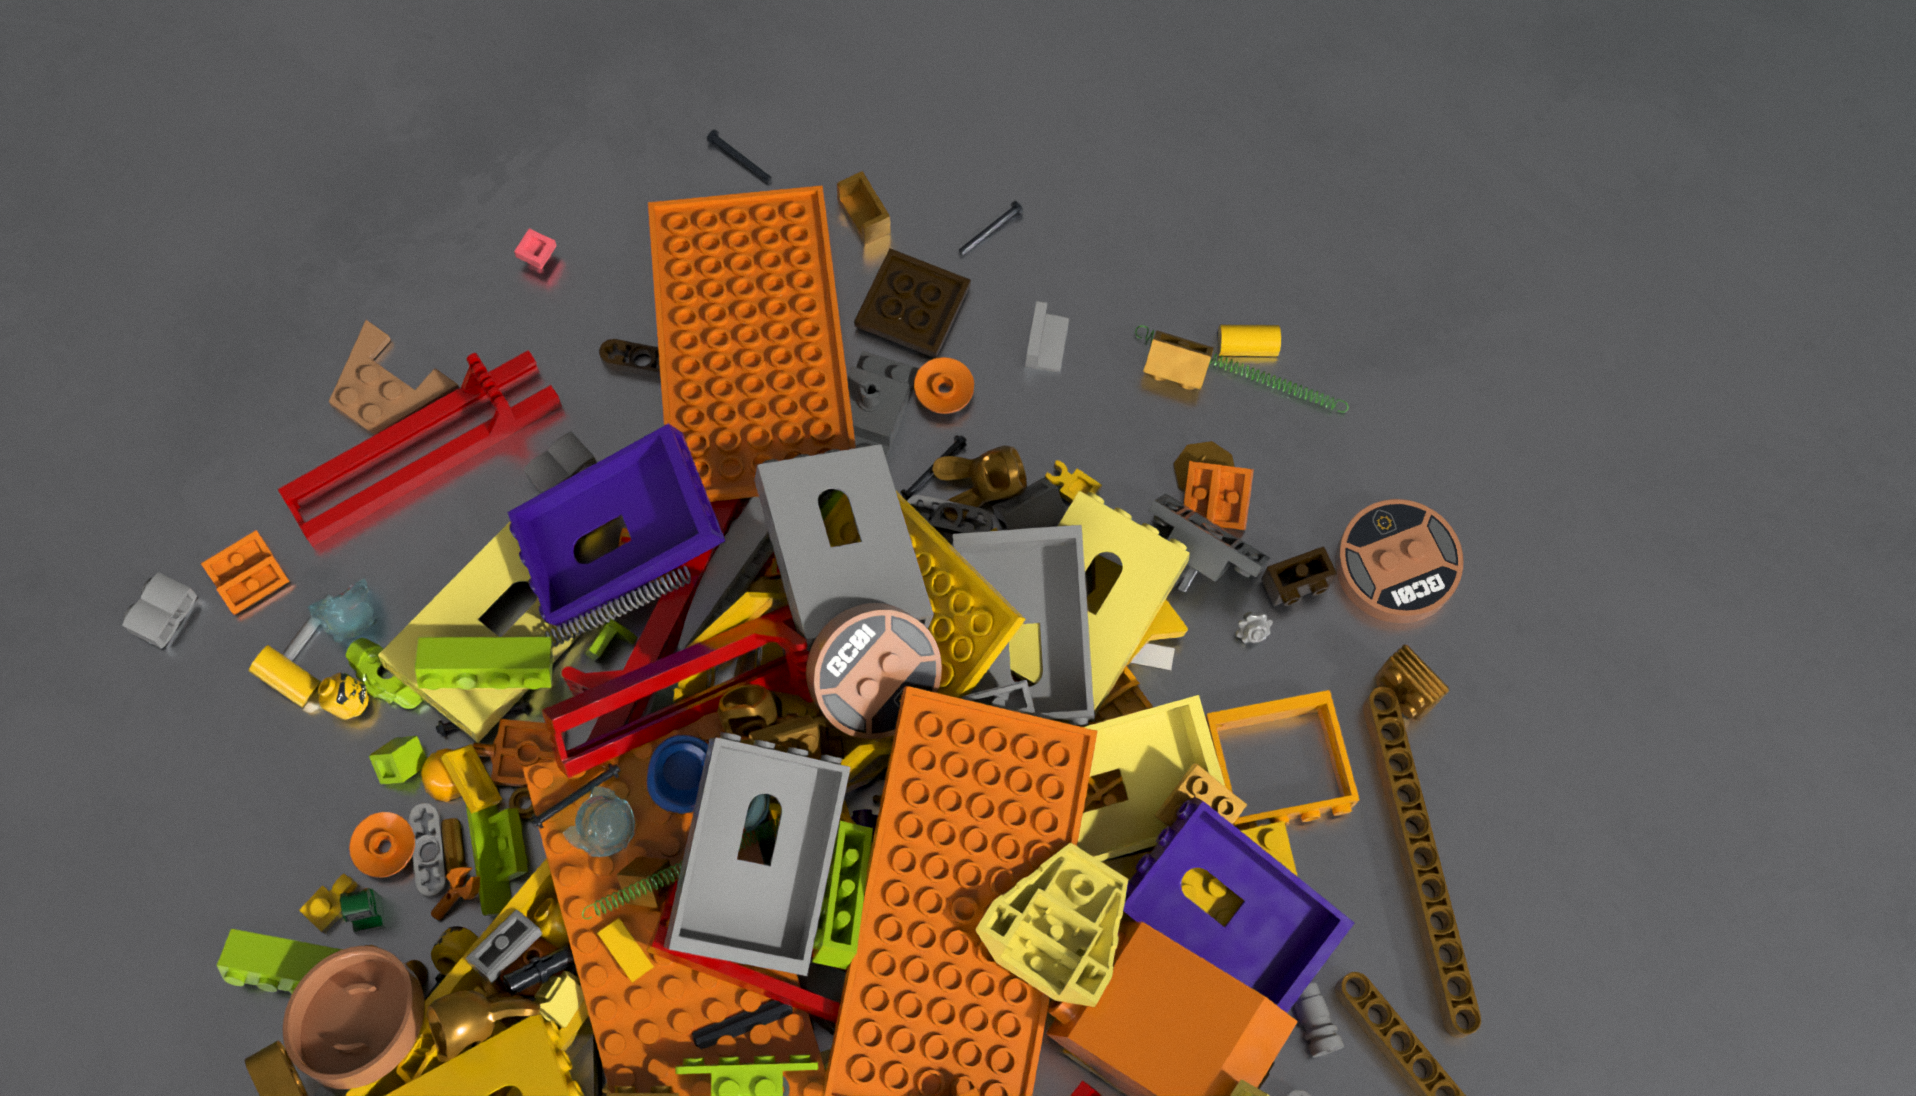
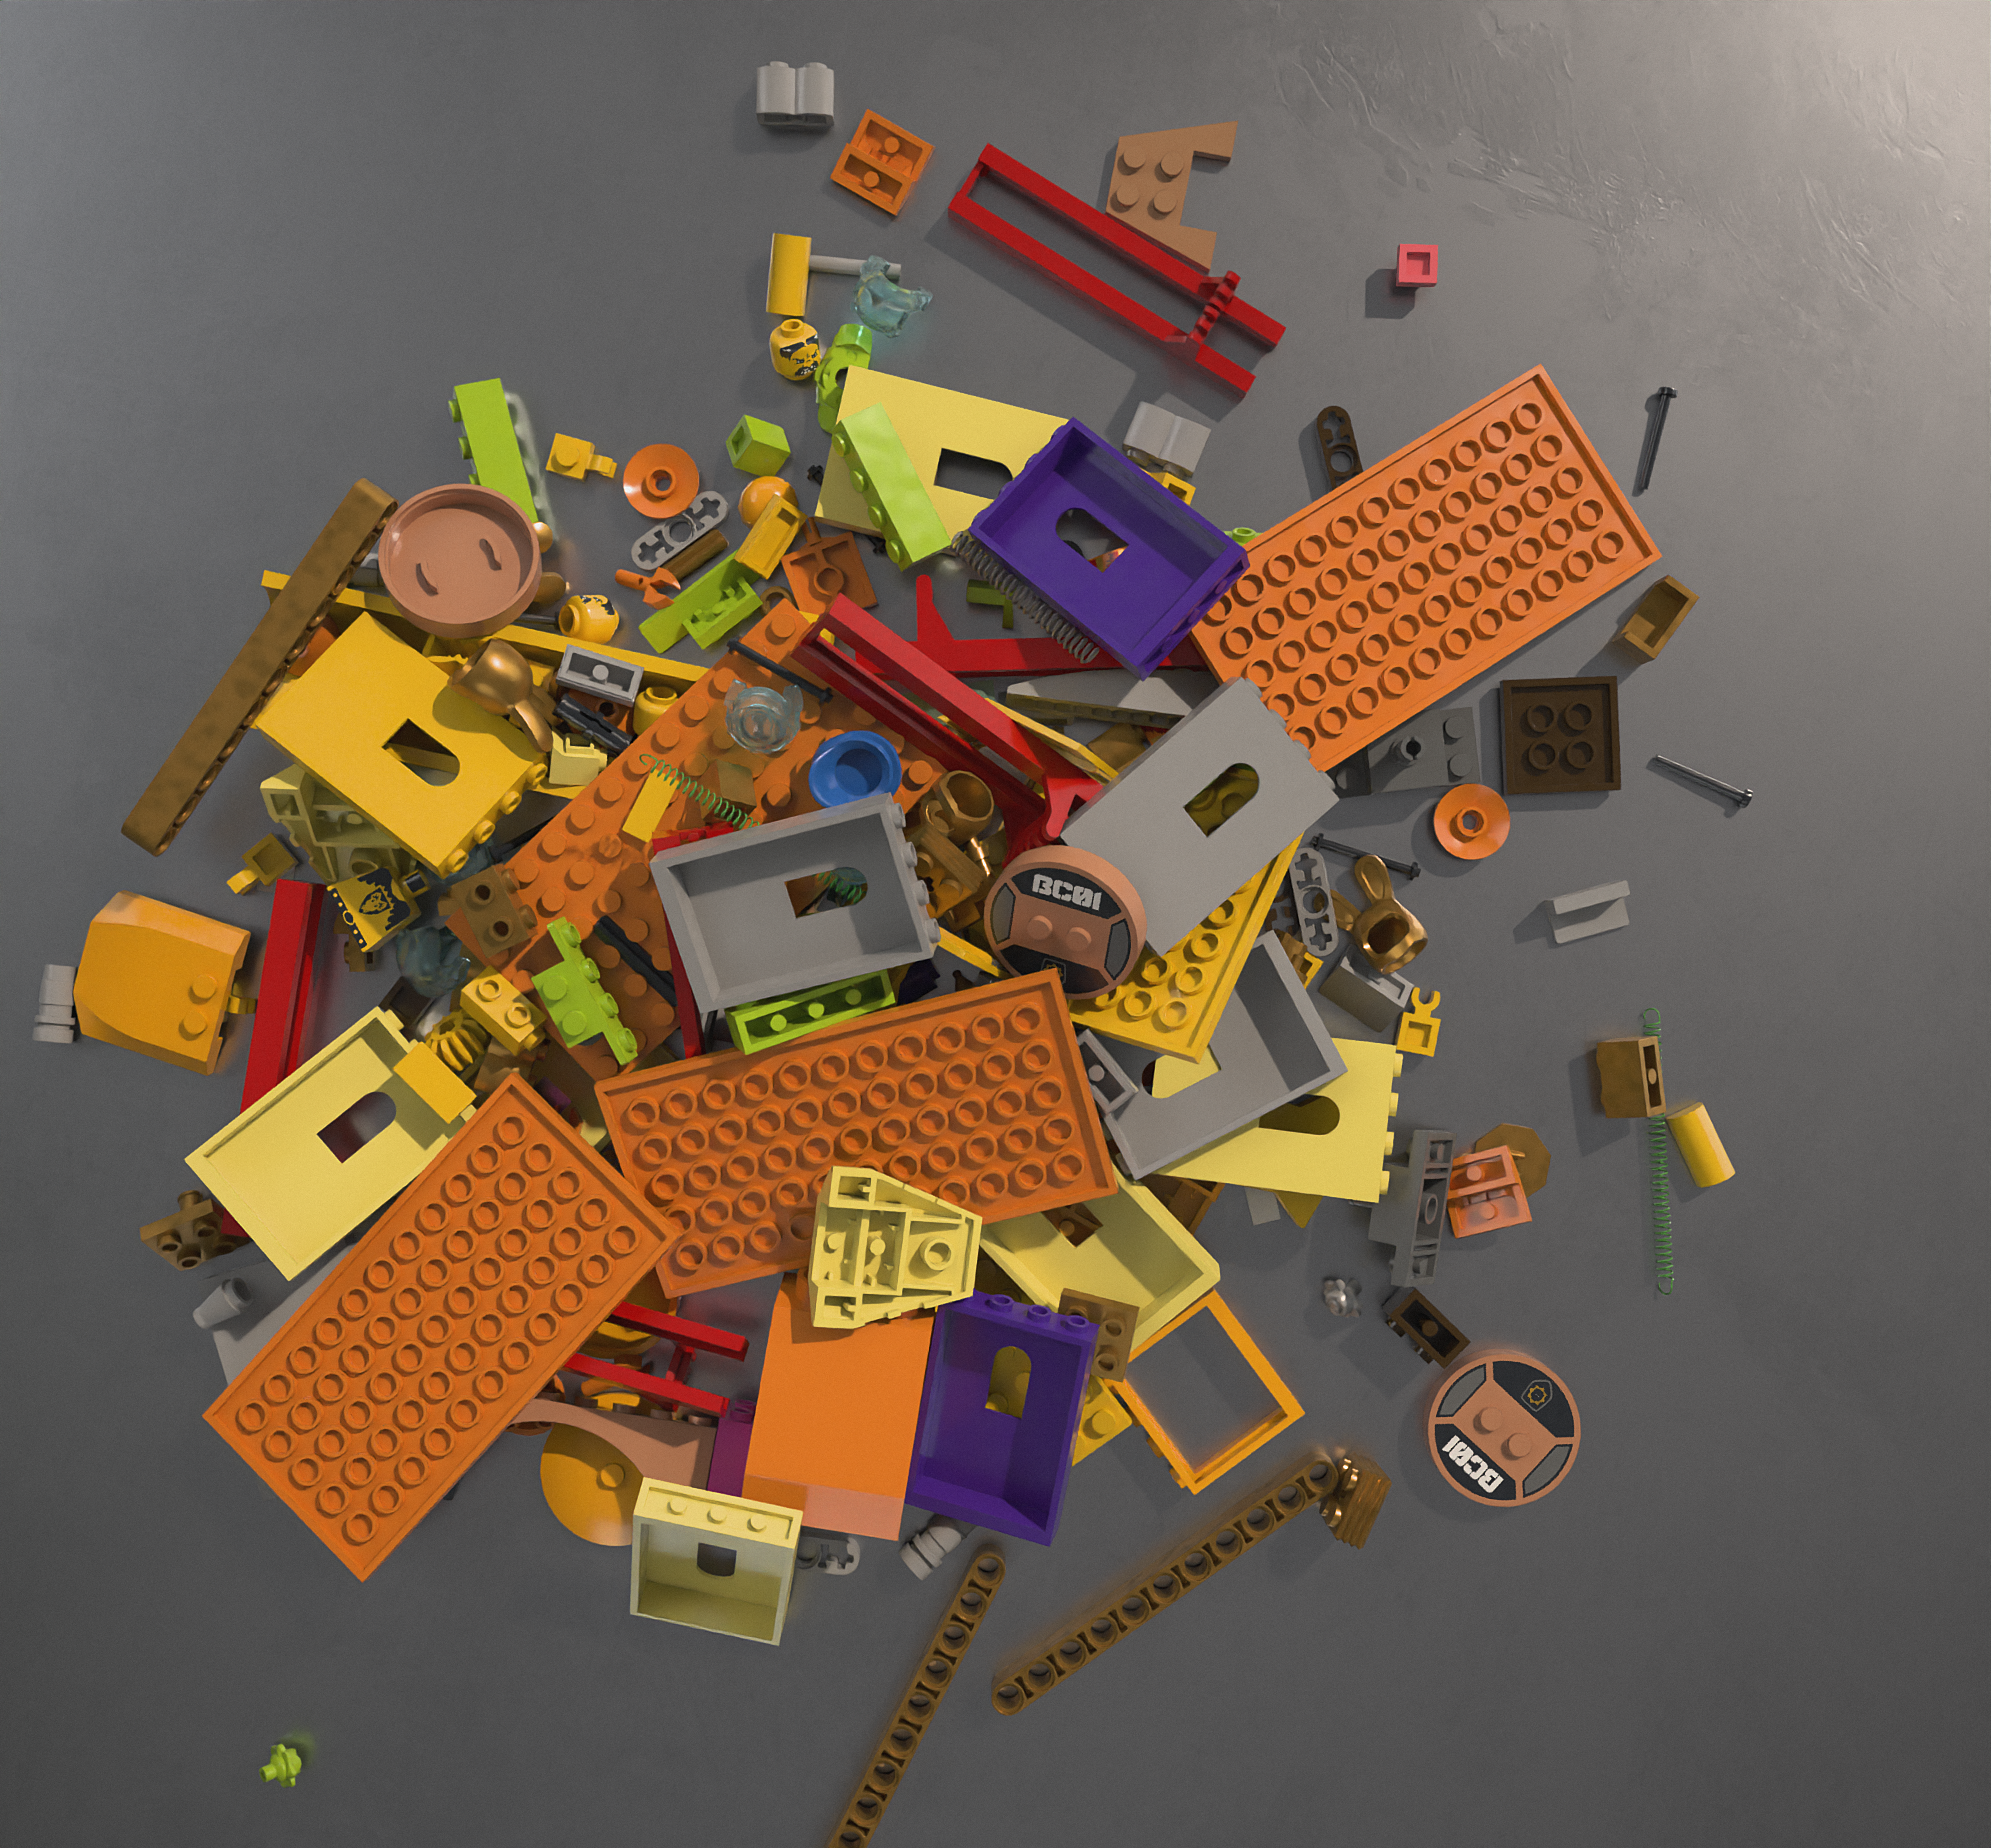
camera: 65 degrees right, 20 degrees up
(363, 910) = (584, 500): dark green leg -> none

